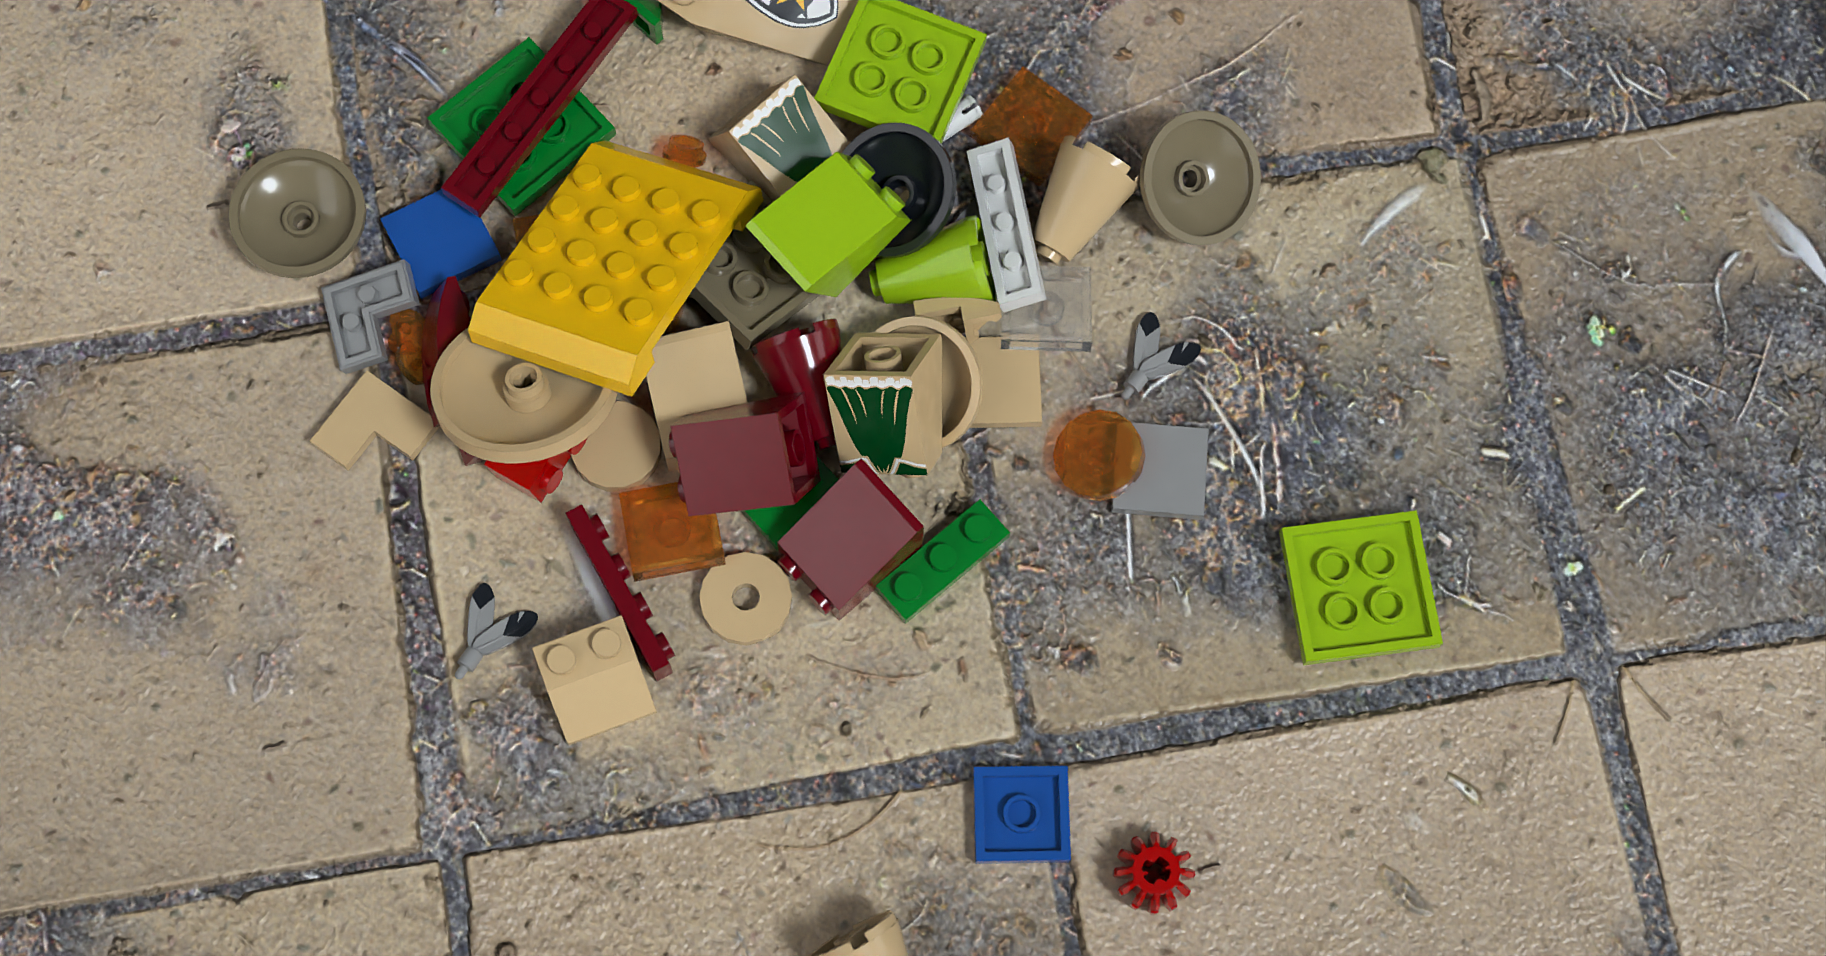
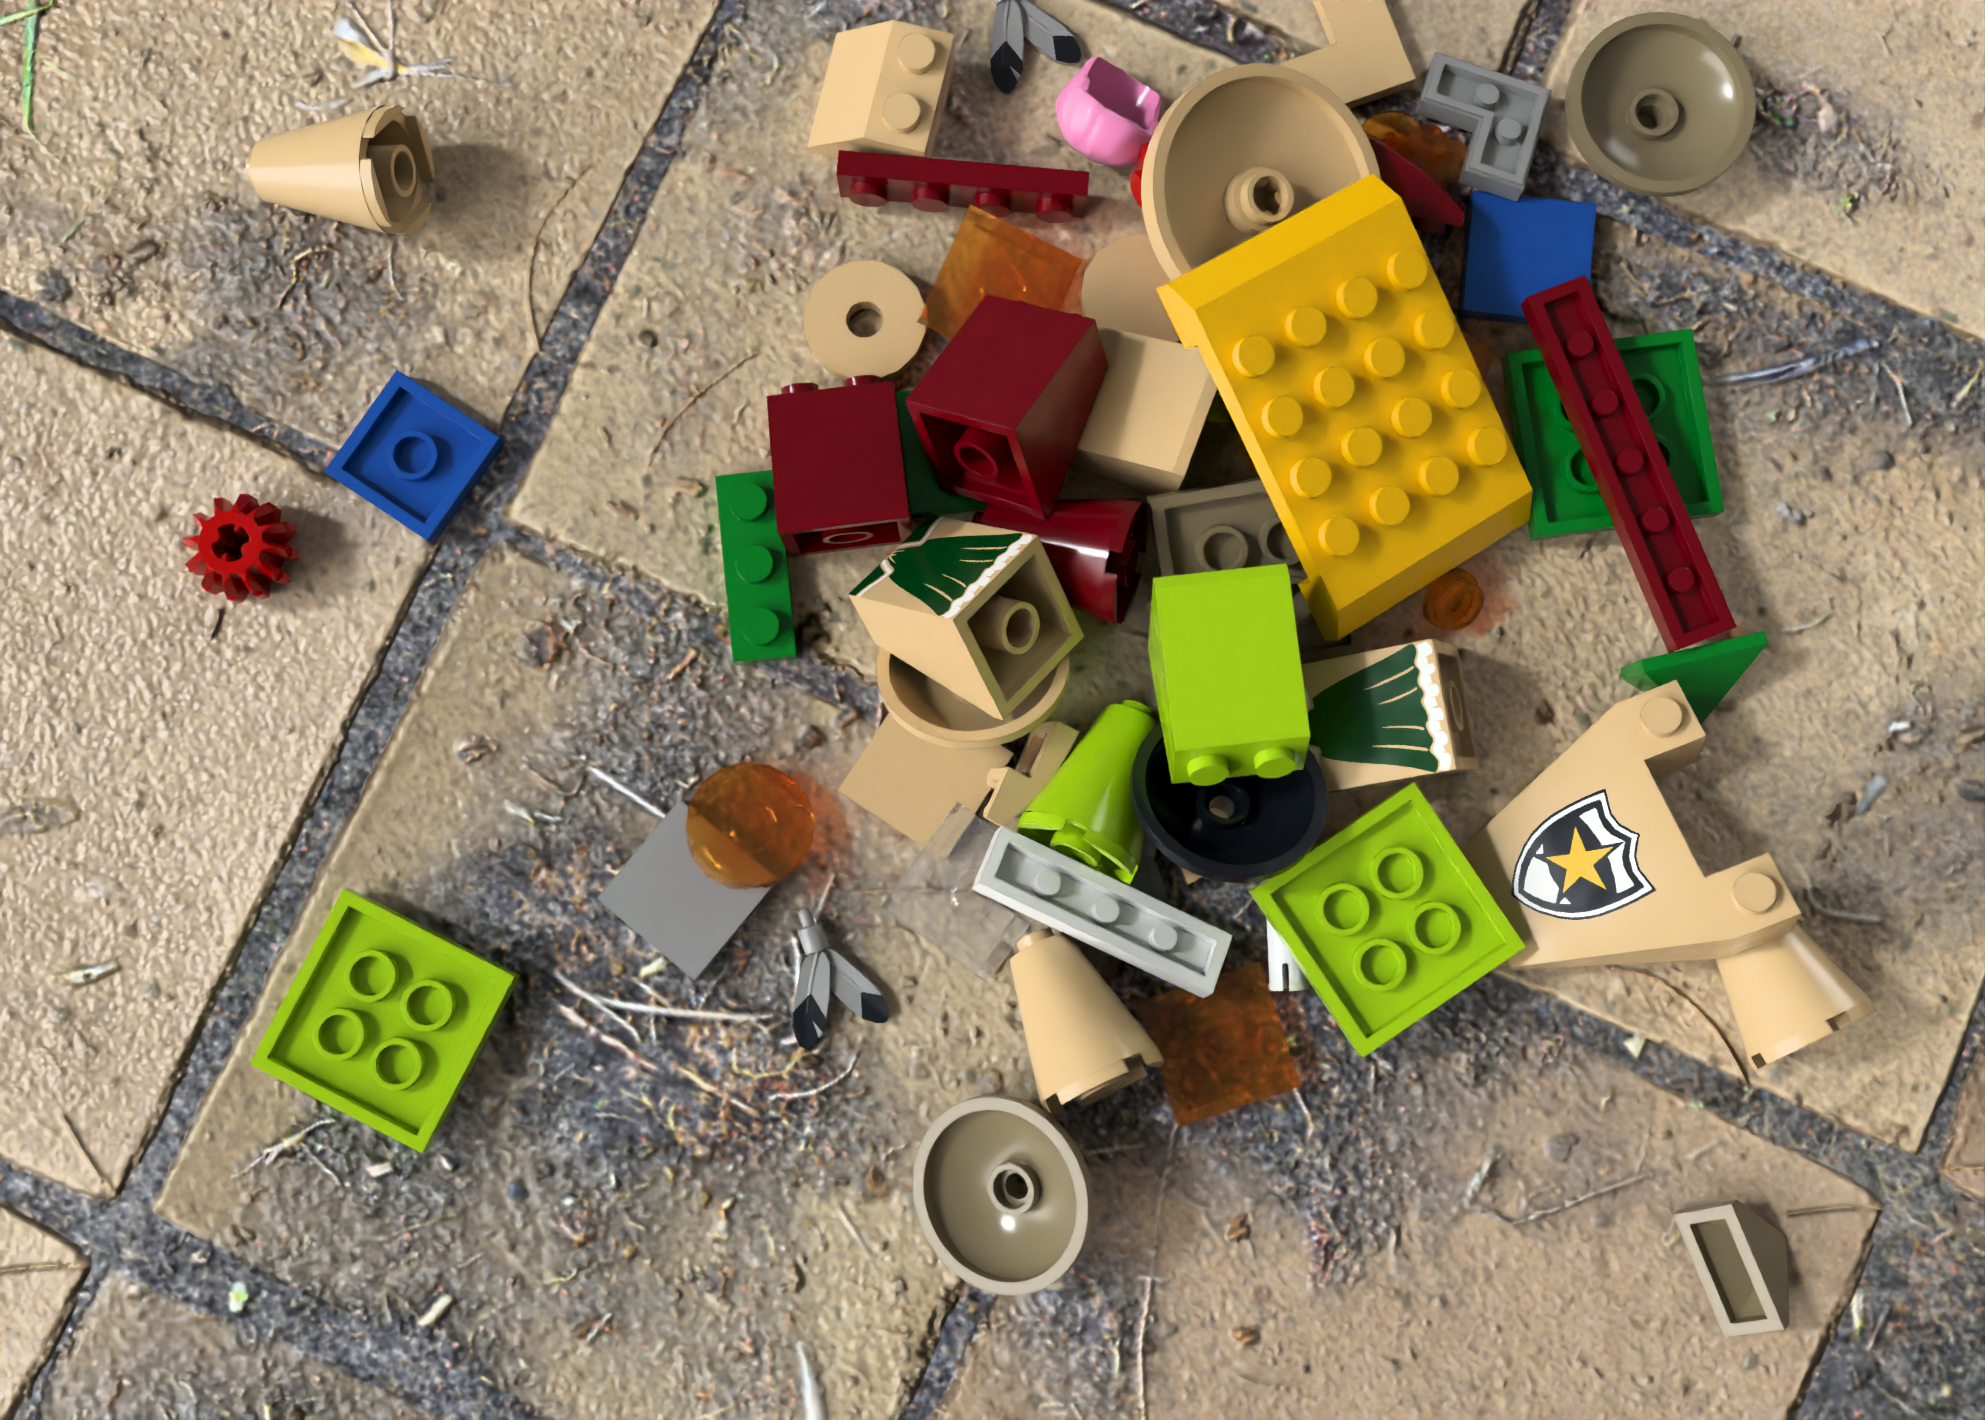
camera: 125 degrees right, 10 degrees up
(516, 530) = (1107, 113): none -> bright pink hair

